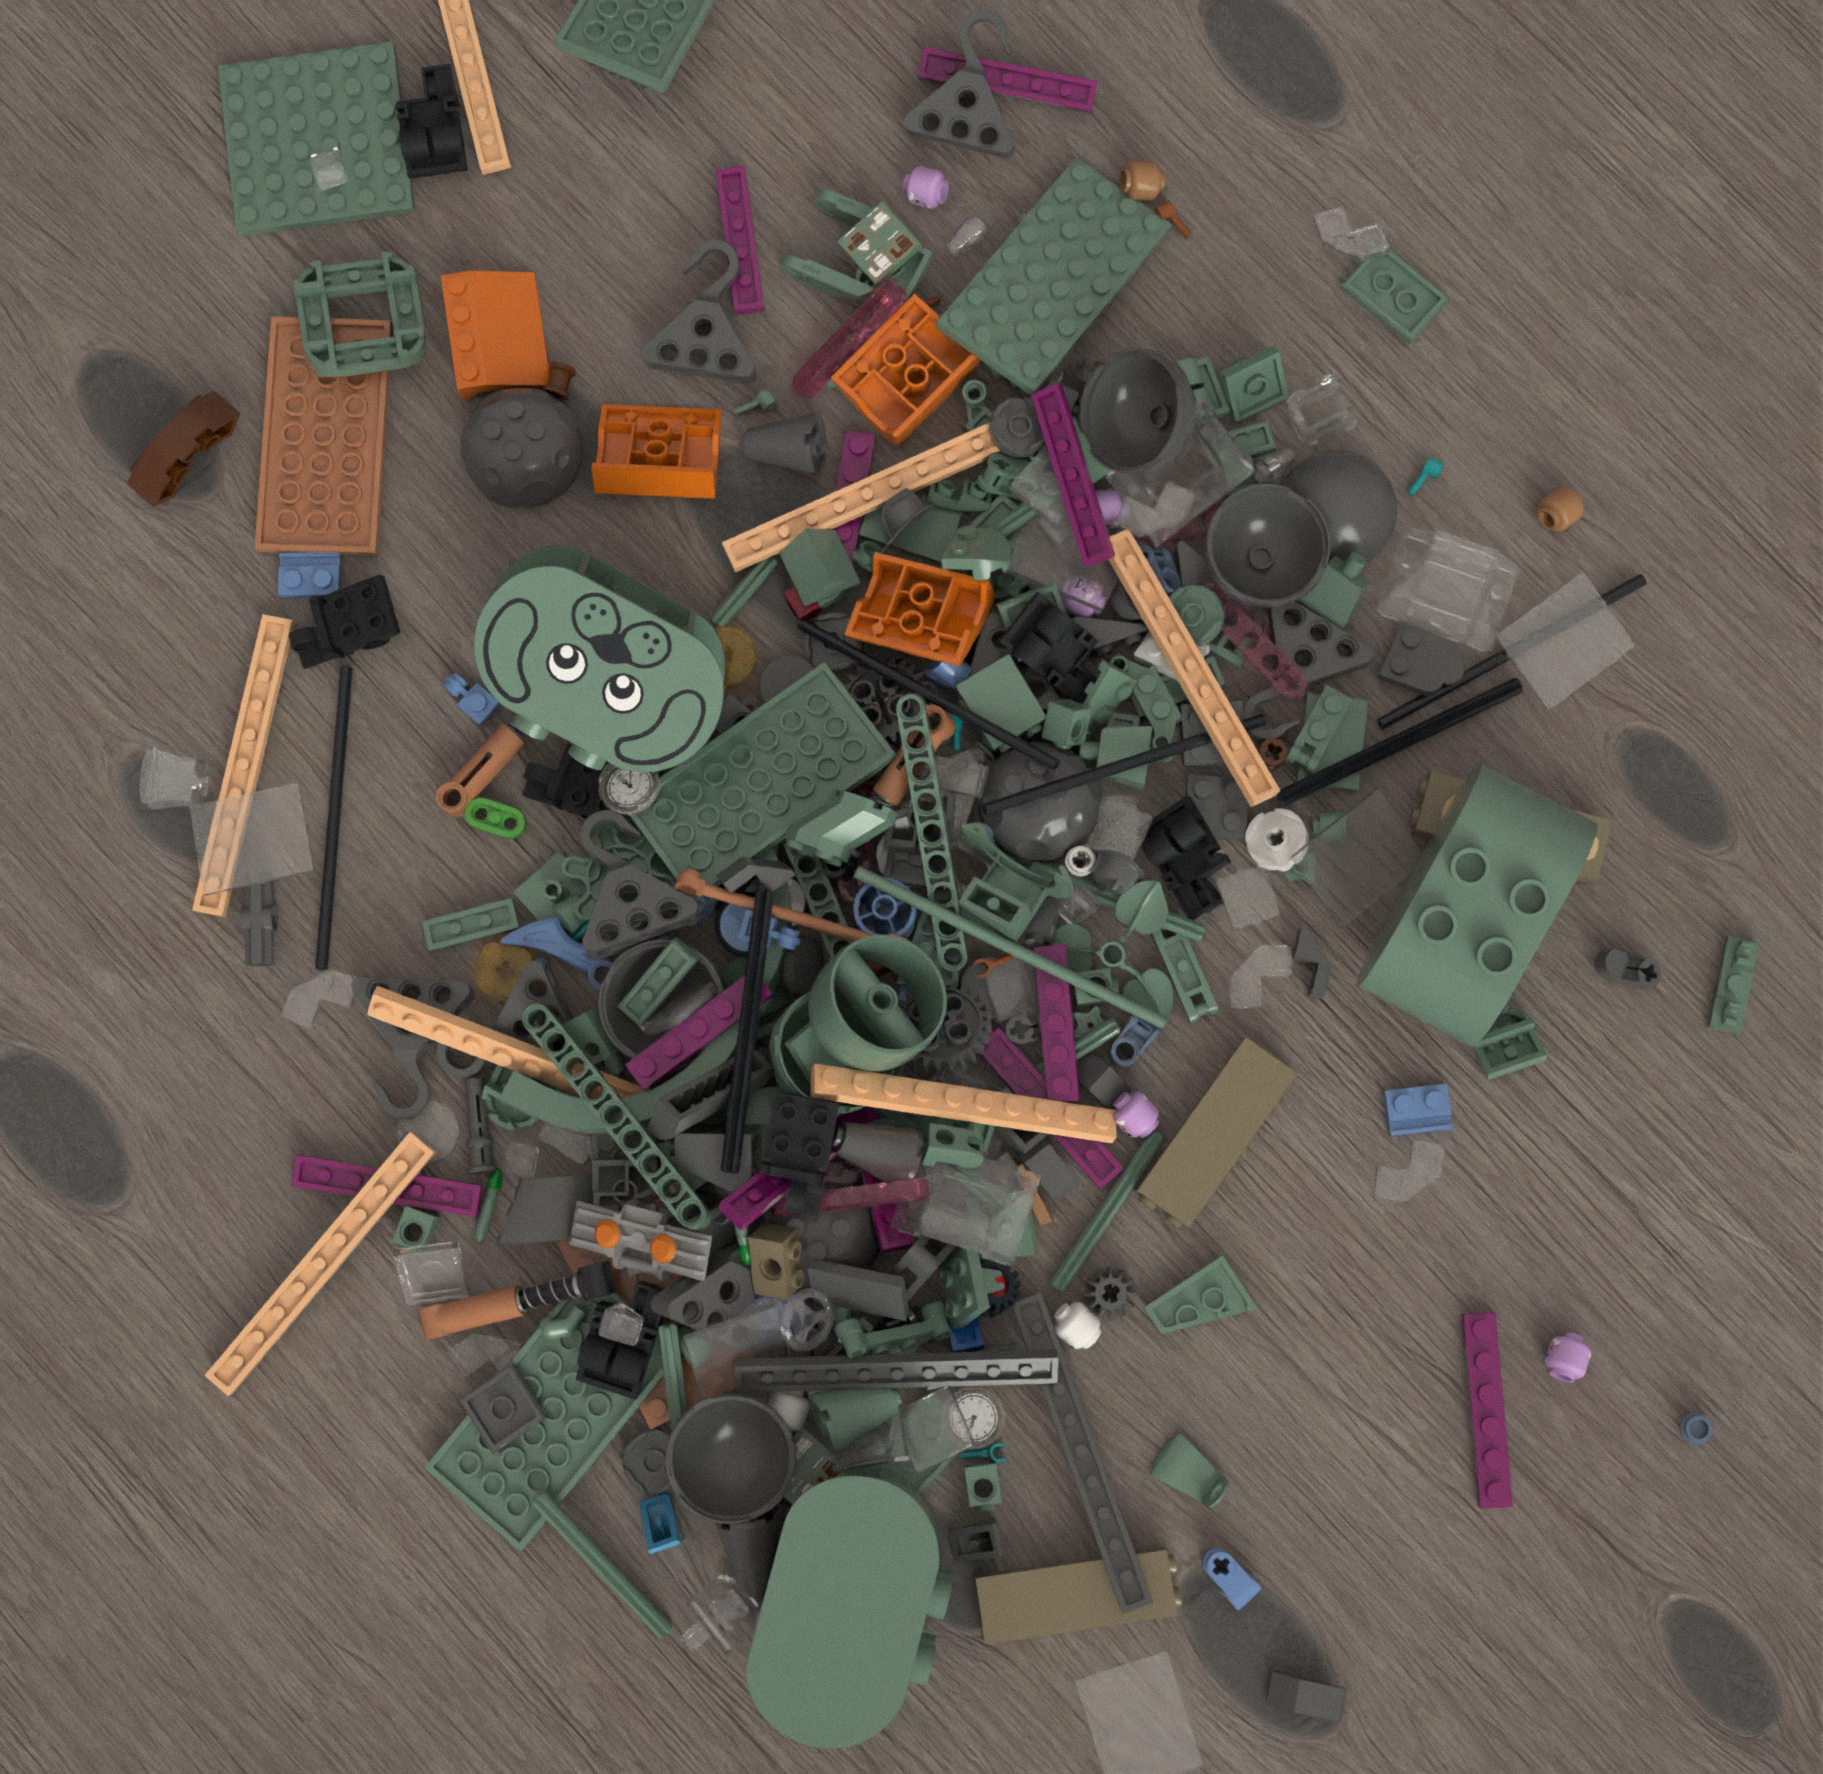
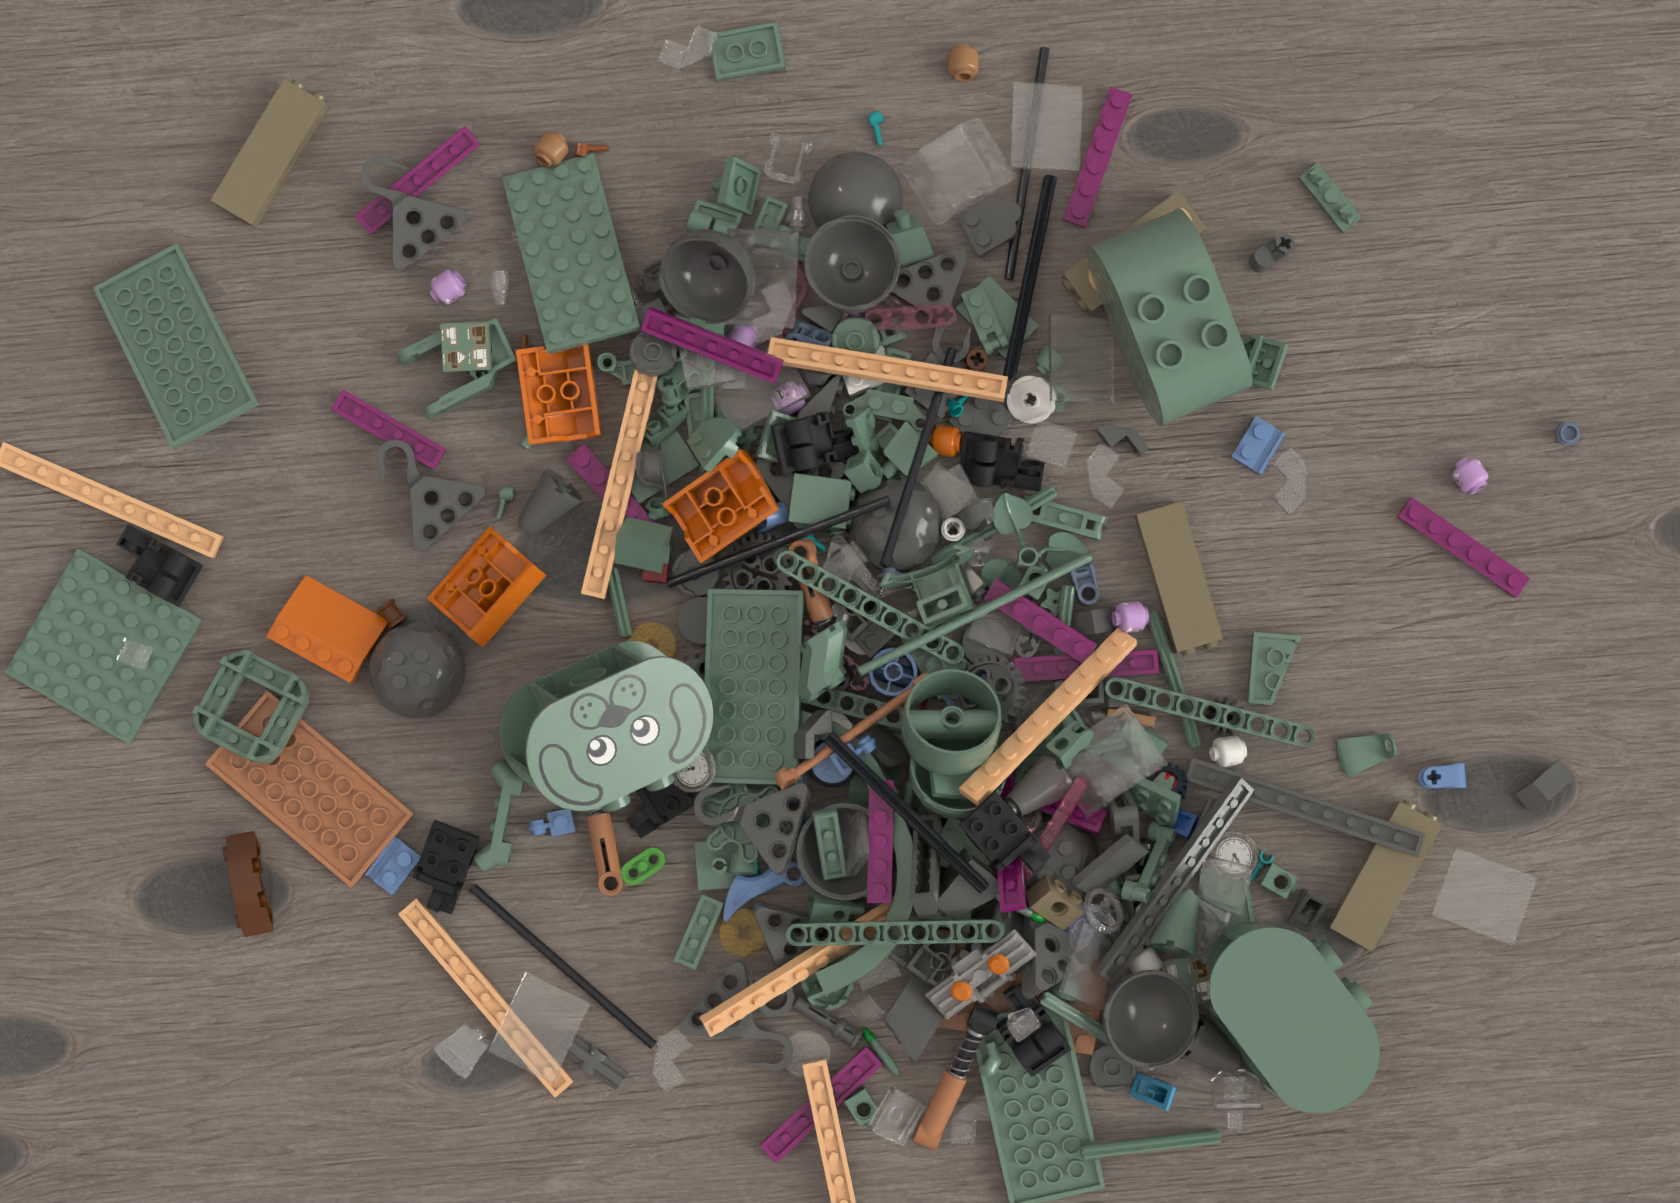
camera: 60 degrees left, 5 degrees up
(402, 663) = (499, 851): none -> sand green plate
(503, 1408) = (1013, 1133): dark grey tile -> none
(883, 303) = (508, 424): clear pink beam -> none
(992, 963) = (974, 633): dark orange hand -> none
(1113, 1282) = (1219, 718): none -> sand green beam
(1164, 786) = (946, 440): none -> orange head
(1208, 770) = (956, 406): none -> teal hand
(1577, 717) = (1097, 157): none -> magenta plate

